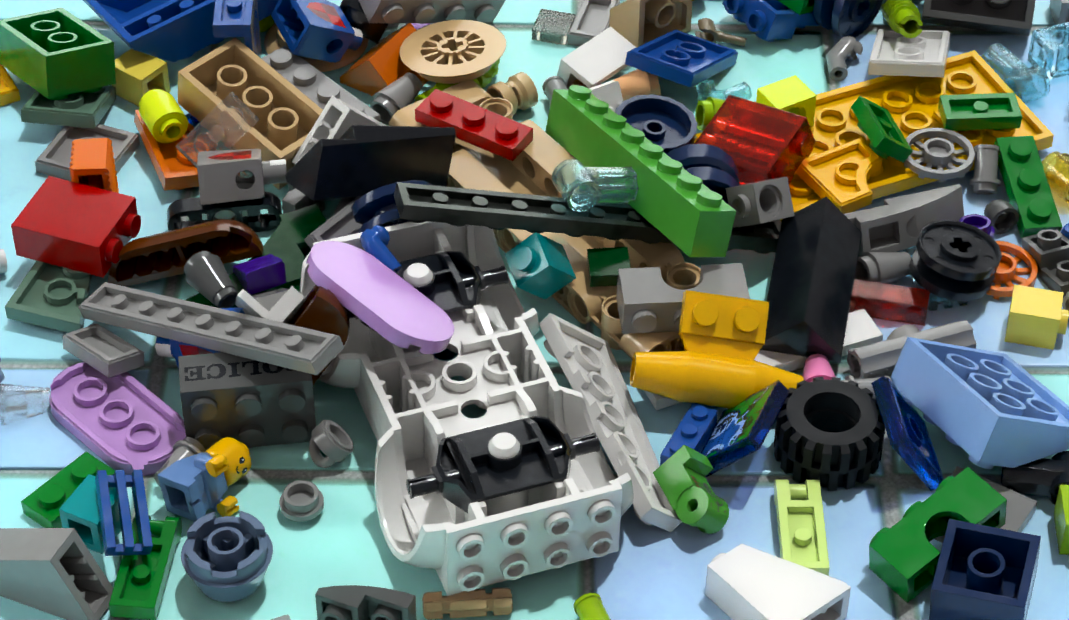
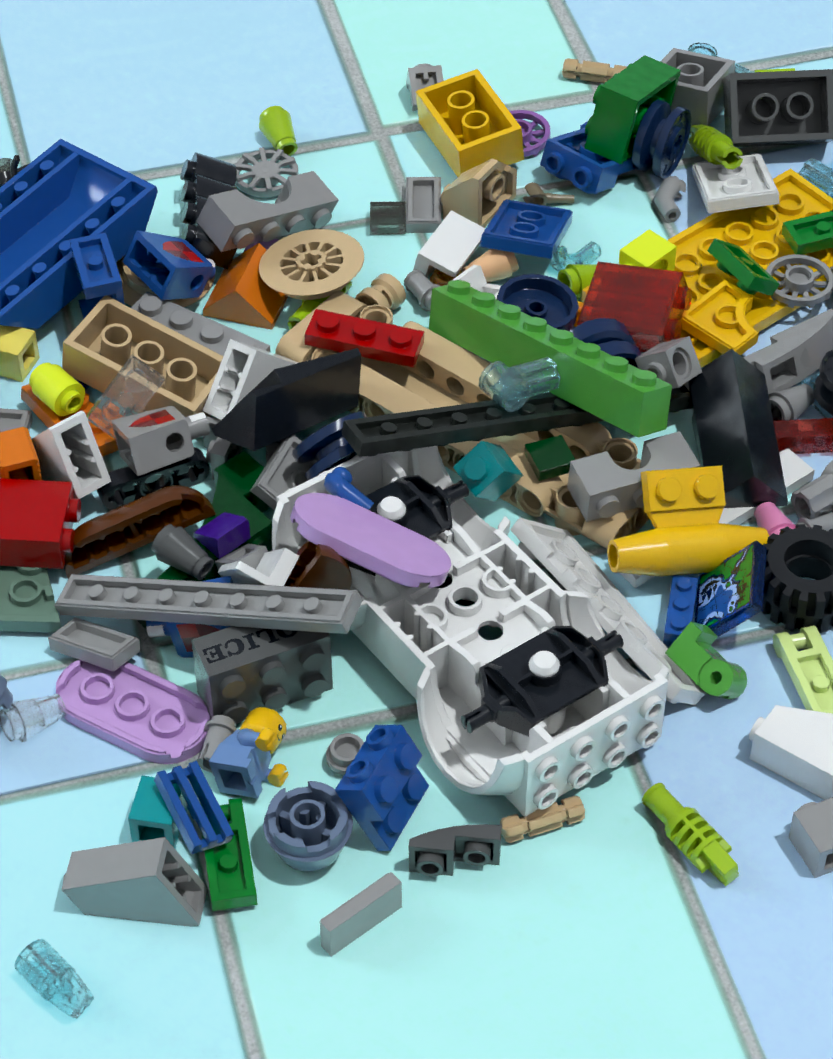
camera: 15 degrees left, 5 degrees up
(46, 501) = (112, 800): green plate -> none
(145, 173) = (71, 455): none -> white slope
(315, 532) = (383, 784): none -> blue plate
(332, 441) = (353, 687): light grey tile -> none
(396, 96) = (271, 321): light grey cone -> none

